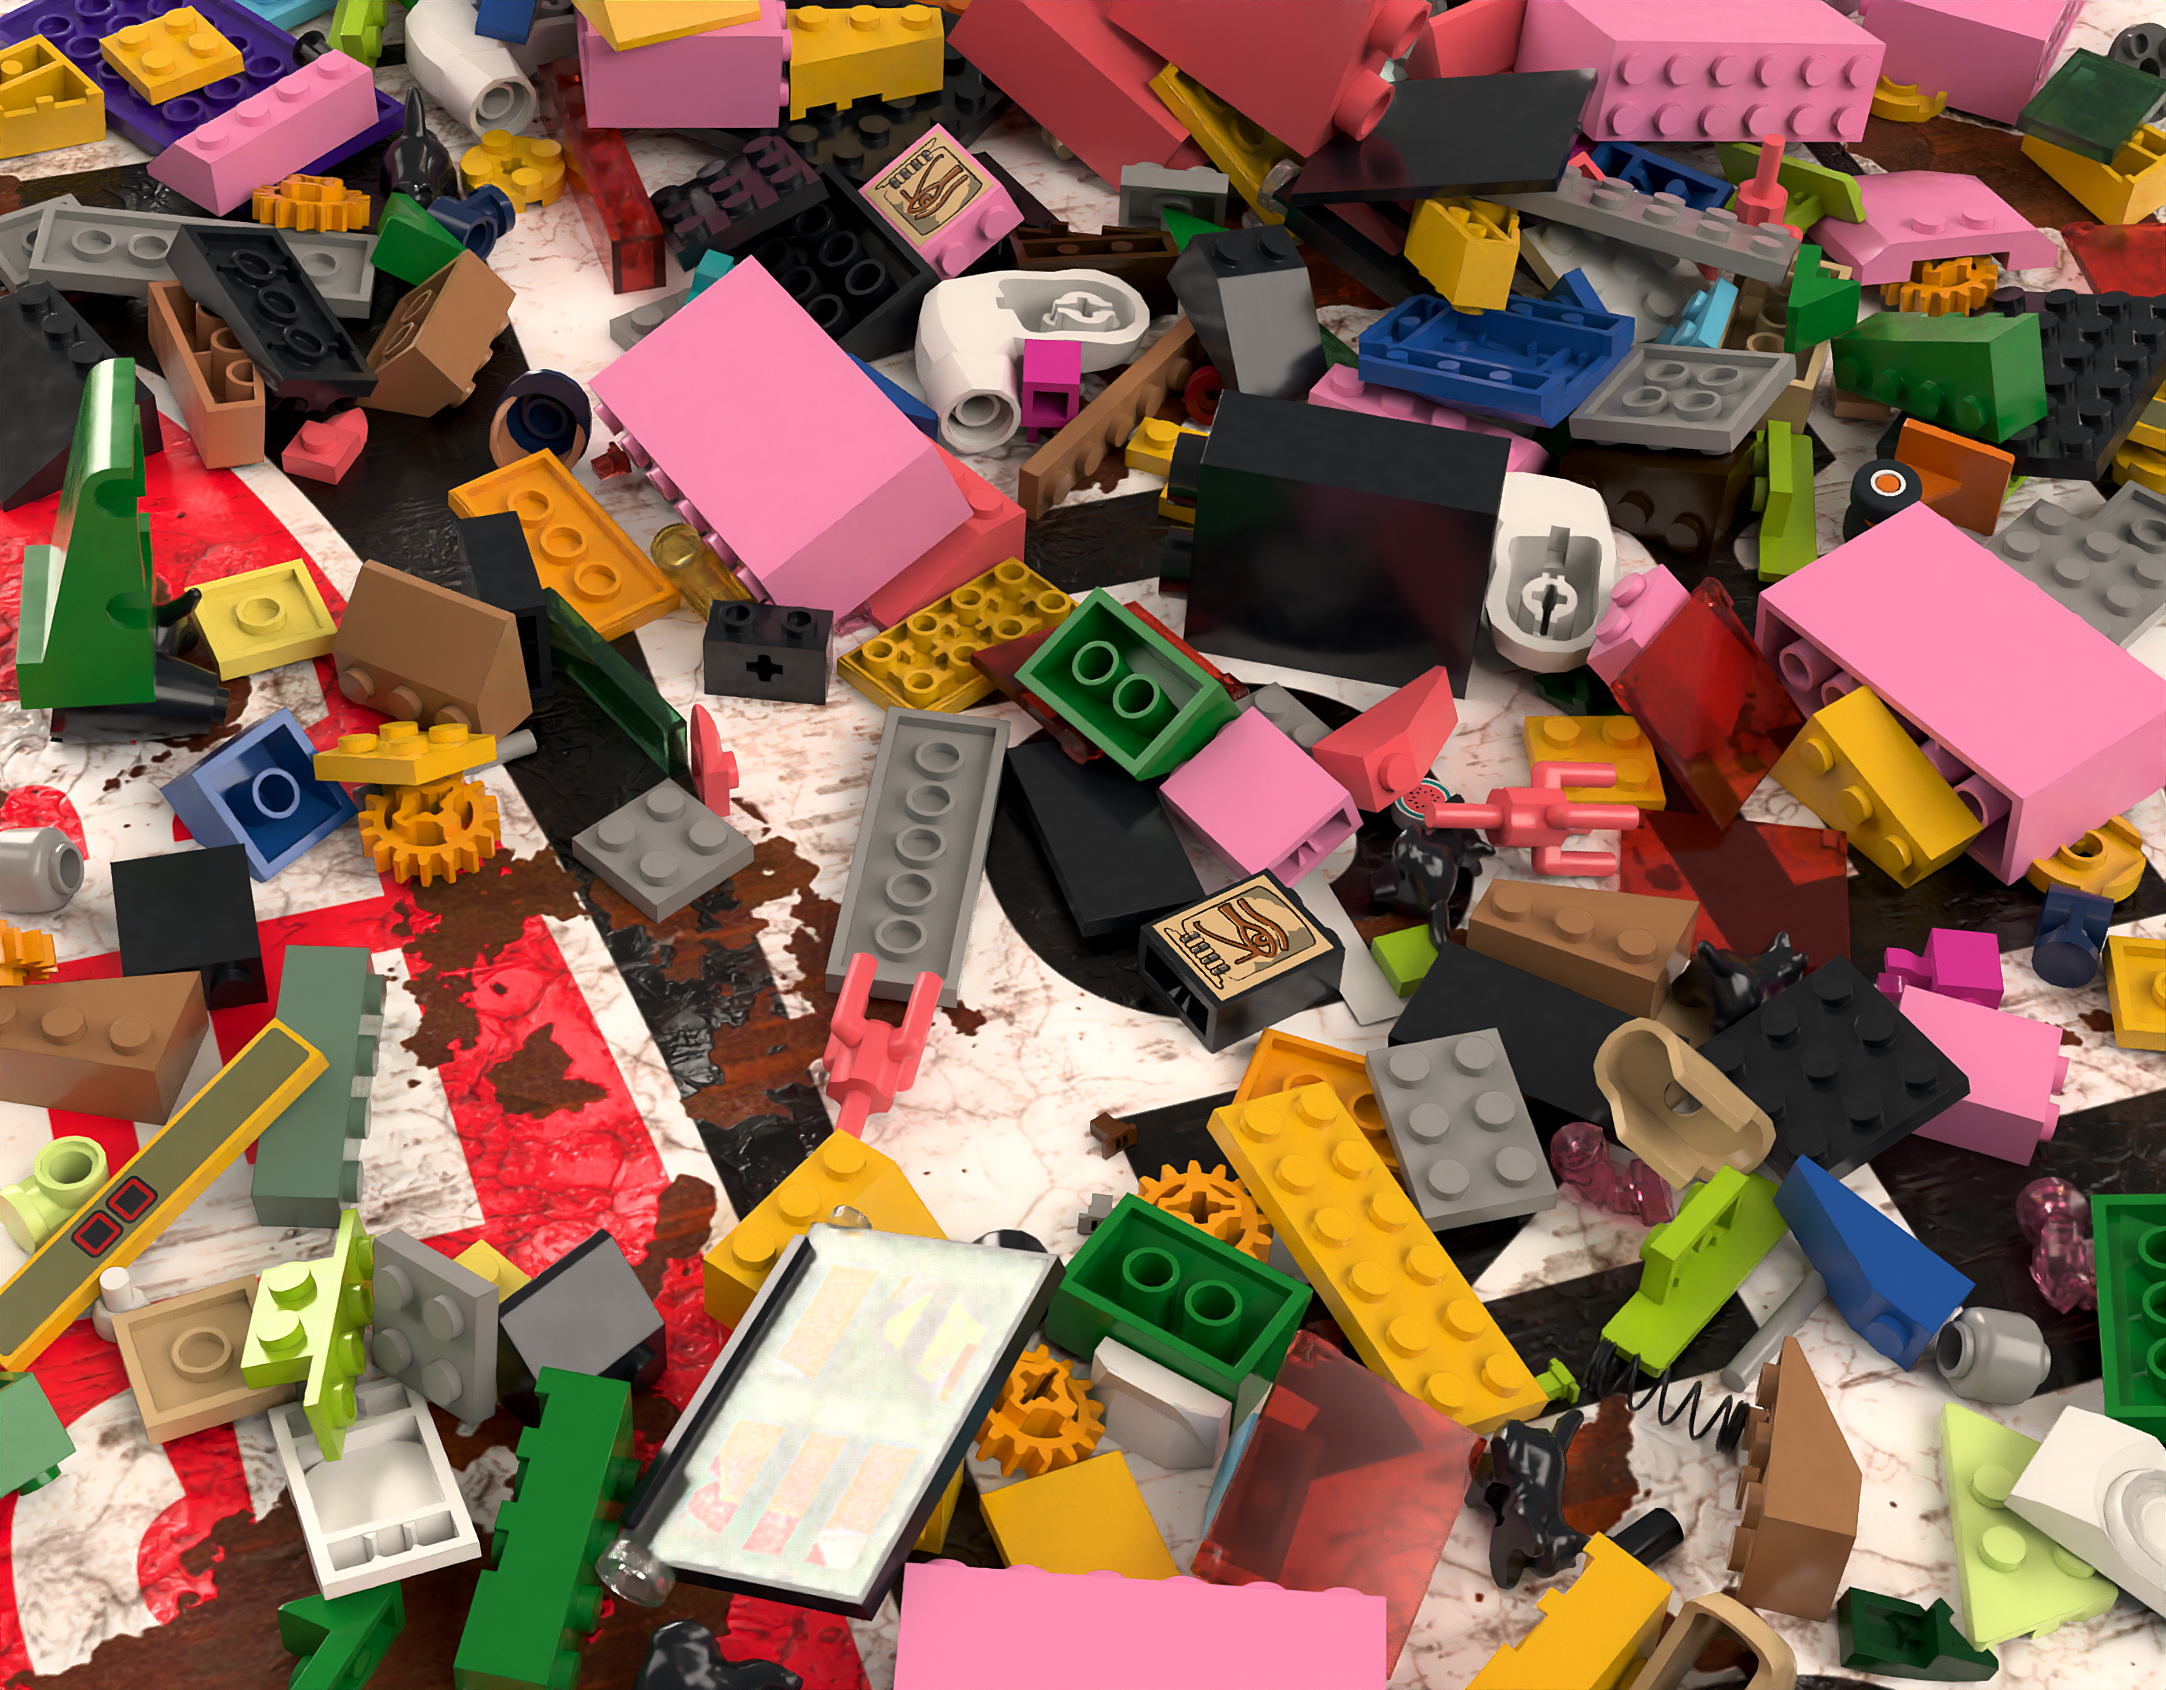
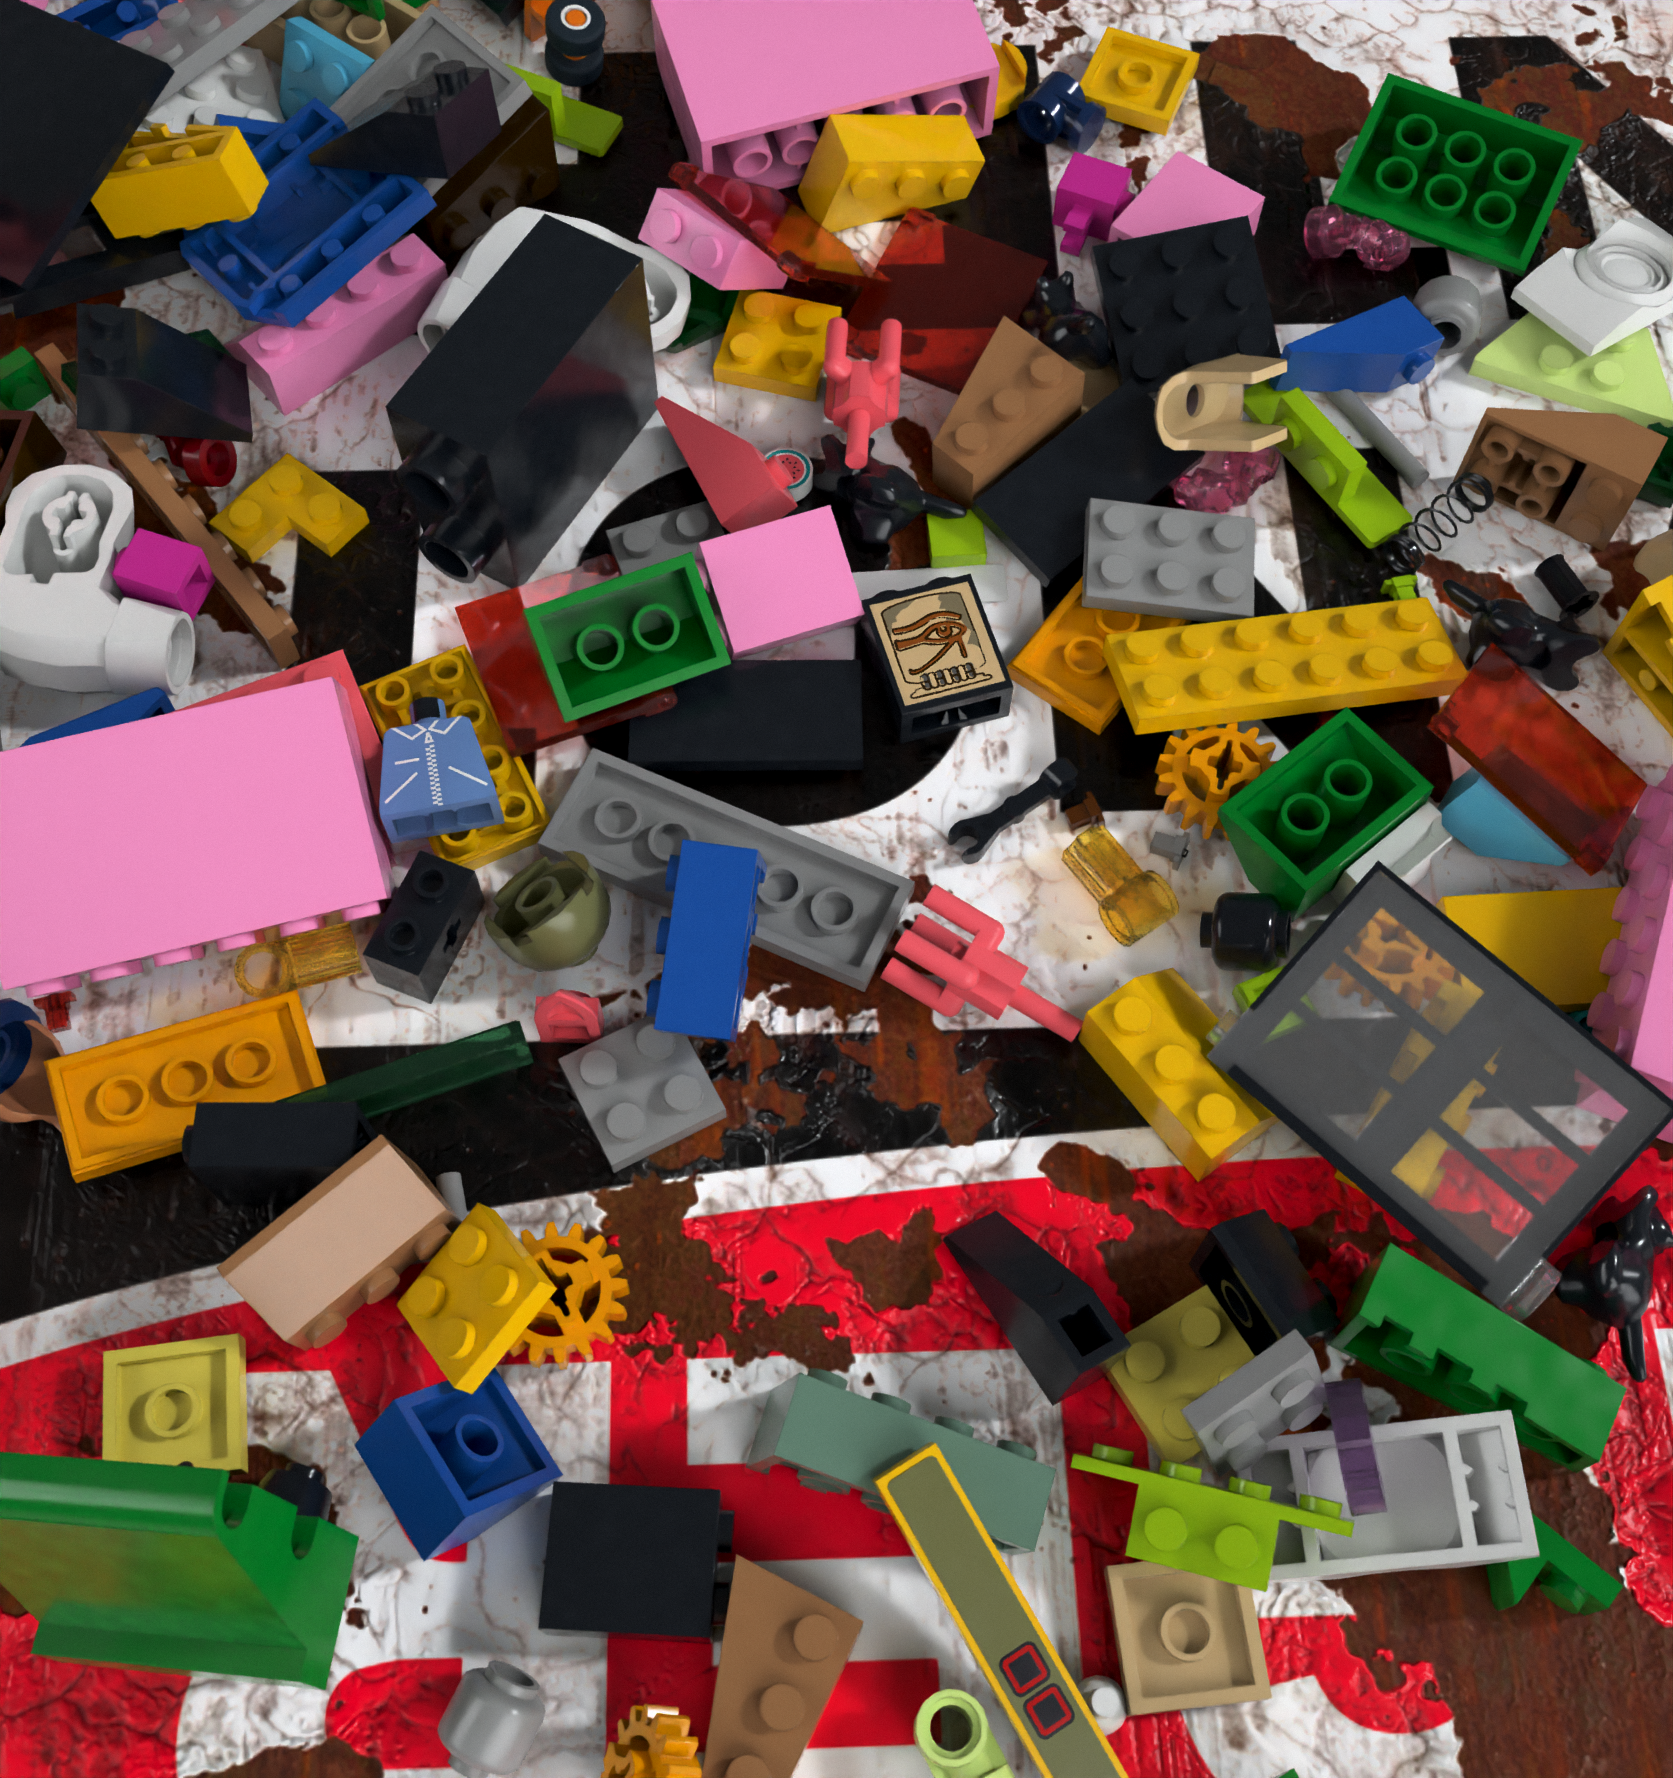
camera: 70 degrees left, 20 degrees up
(410, 1423) = (1356, 1447): none -> clear purple beam
(508, 1171) = (1039, 1305): none -> black slope
(806, 728) = (551, 914): none -> olive cylinder
(812, 818) = (706, 940): none -> blue wedge
(918, 605) = (435, 776): none -> medium blue torso
(1016, 1175) = (1127, 898): none -> clear yellow piece
(1054, 1051) = (1053, 783): none -> black piece
(1615, 373) = (421, 128): none -> black slope

